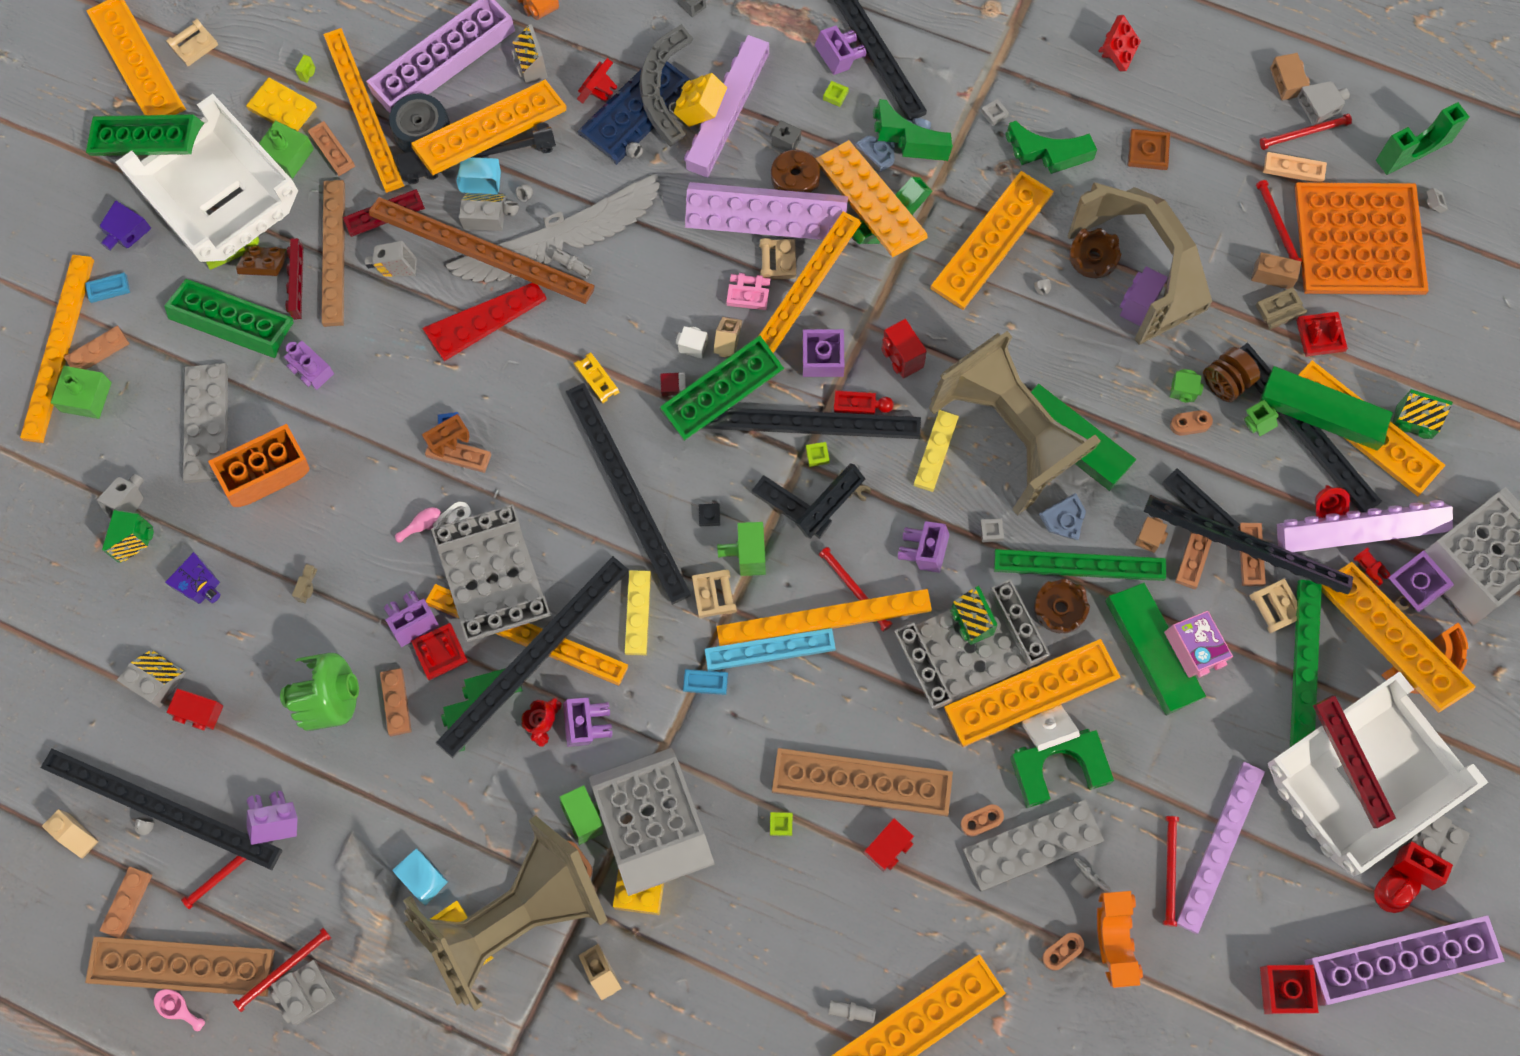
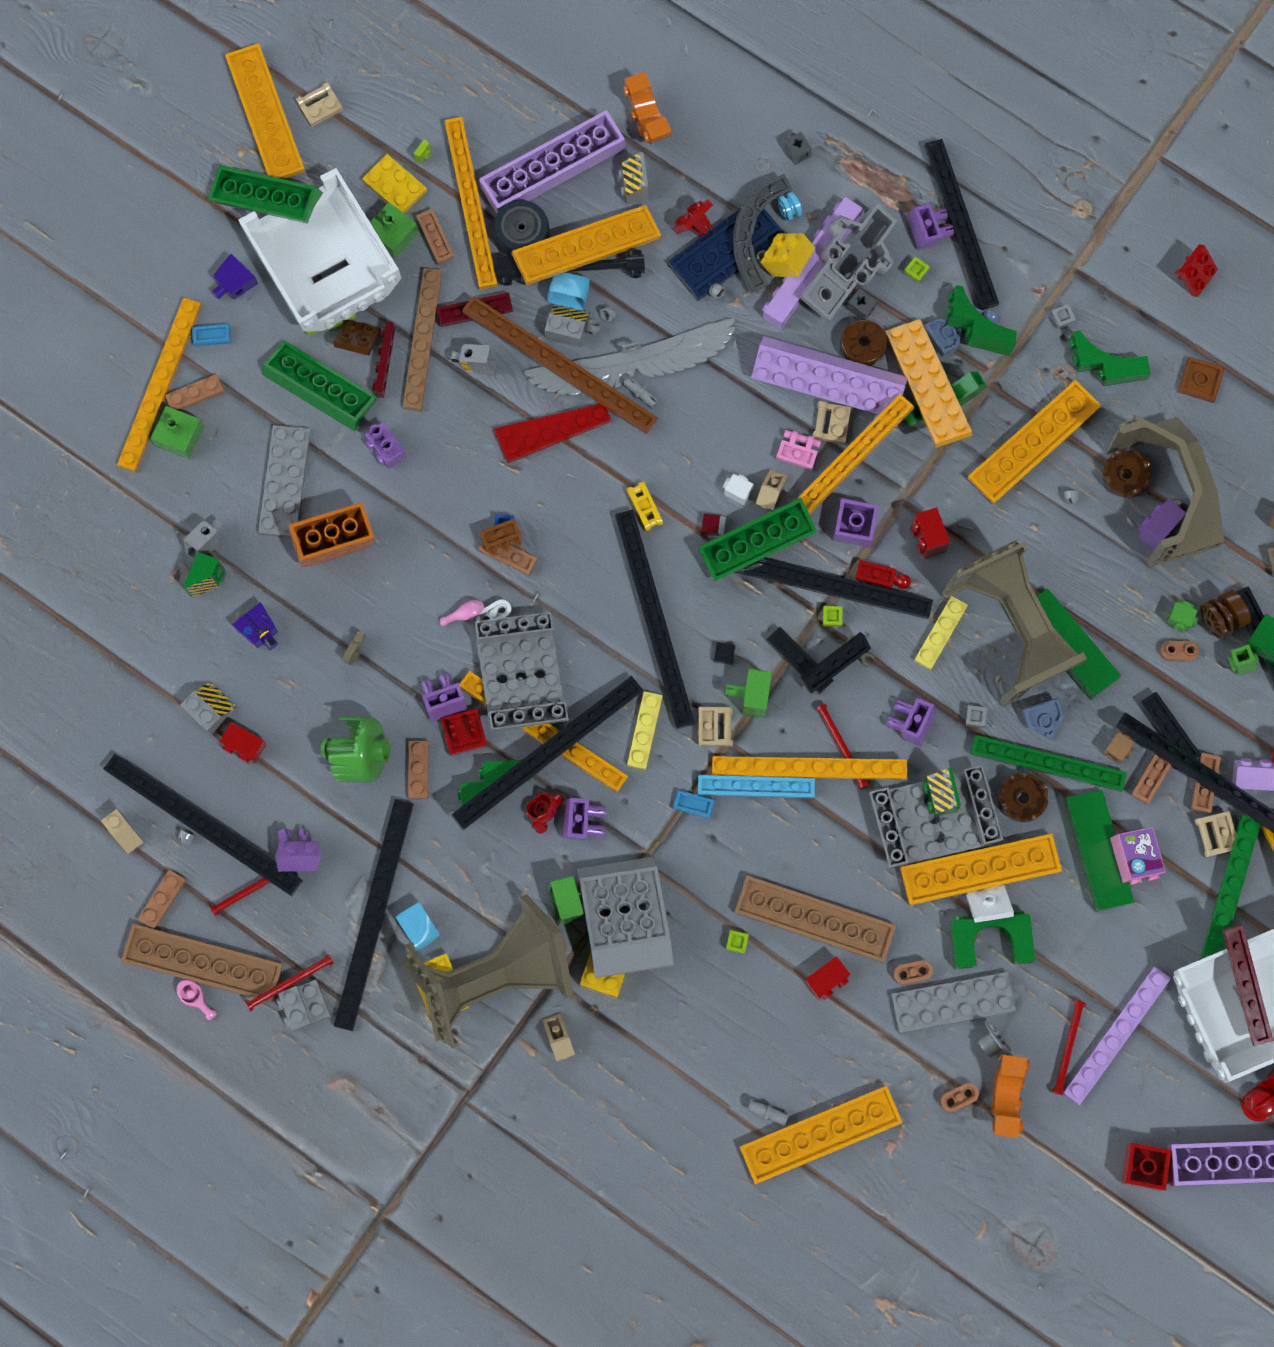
camera: 10 degrees right, 5 degrees up
(369, 876) = (373, 915): none -> black plate
(693, 55) = (789, 206): none -> medium azure wheel
(751, 116) = (834, 282): none -> light grey piece

